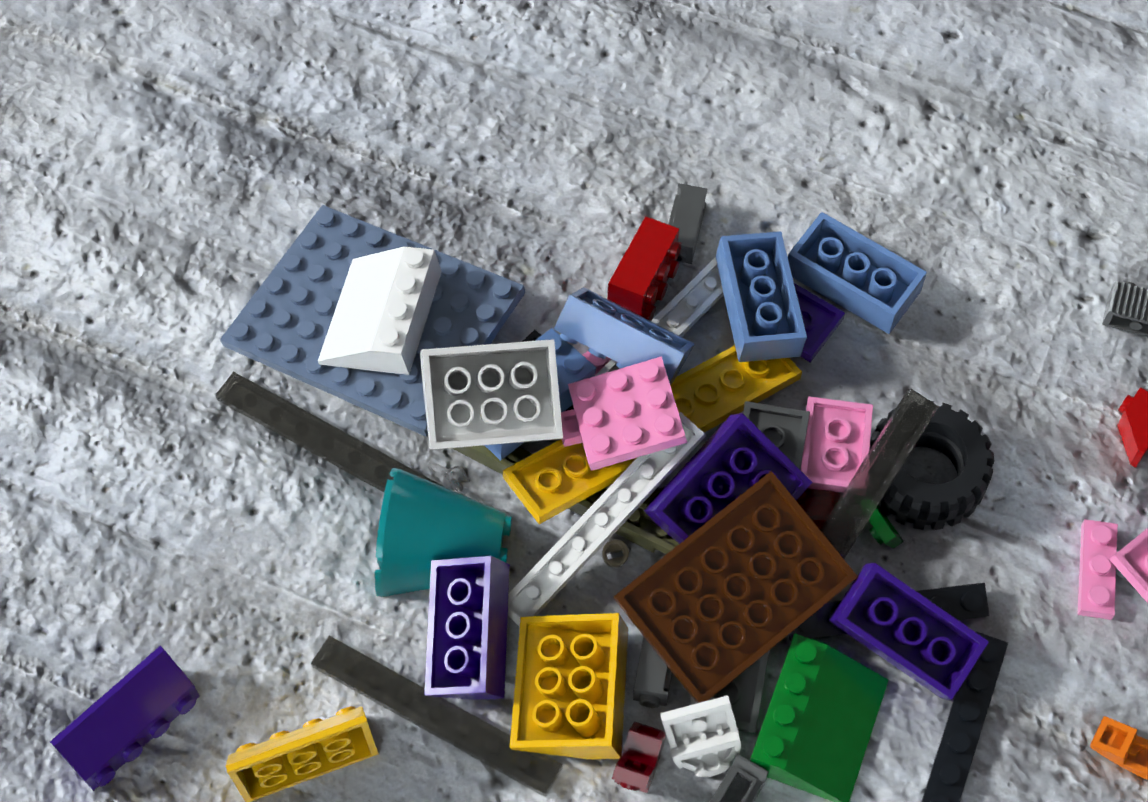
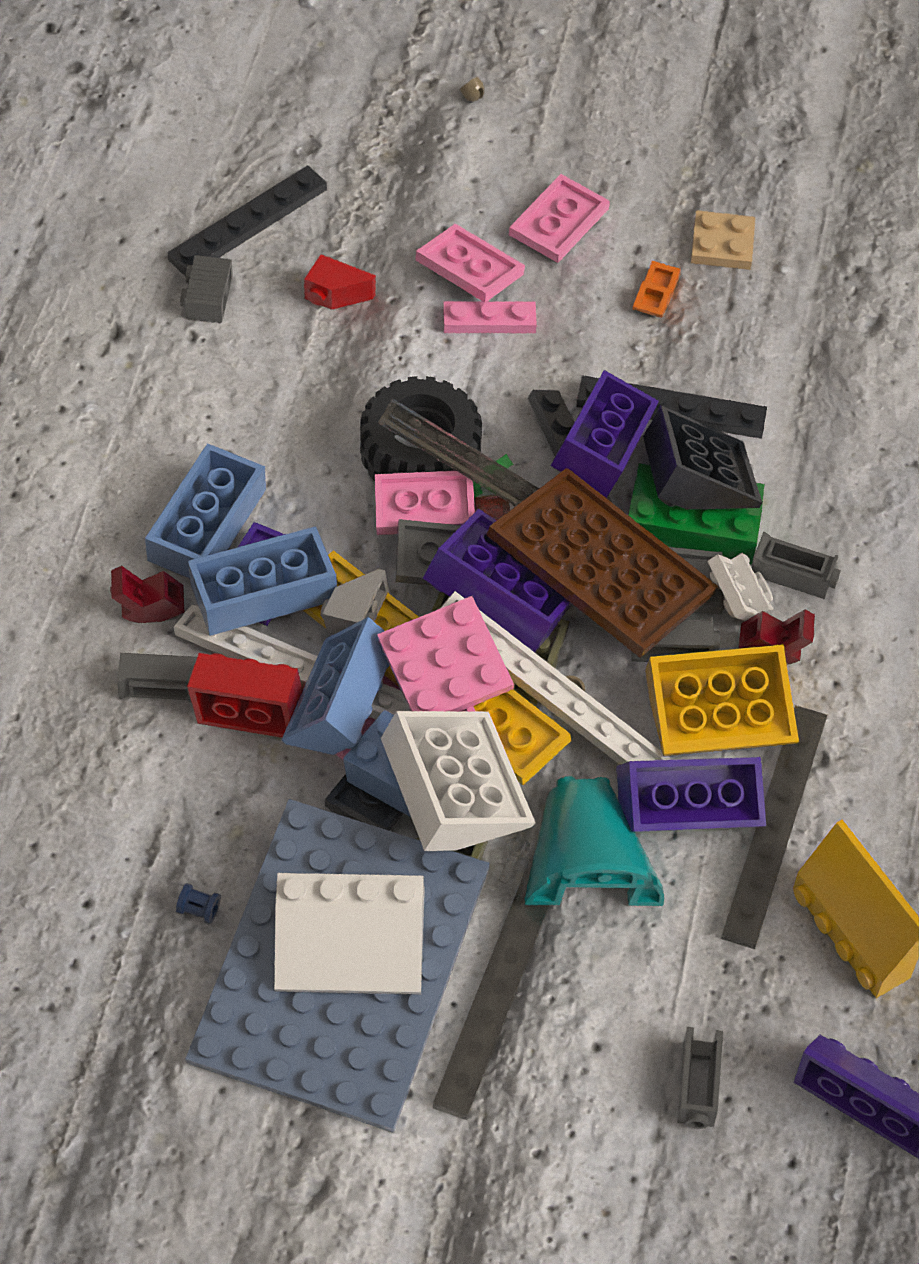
camera: 105 degrees left, 5 degrees down
(166, 564) = (698, 1115): none -> dark grey window
(457, 228) = (198, 903): none -> dark blue bush
(721, 369) = (355, 601): none -> light grey slope
(771, 207) = (148, 599): none -> dark red brick
(858, 724) = (698, 465): none -> black slope

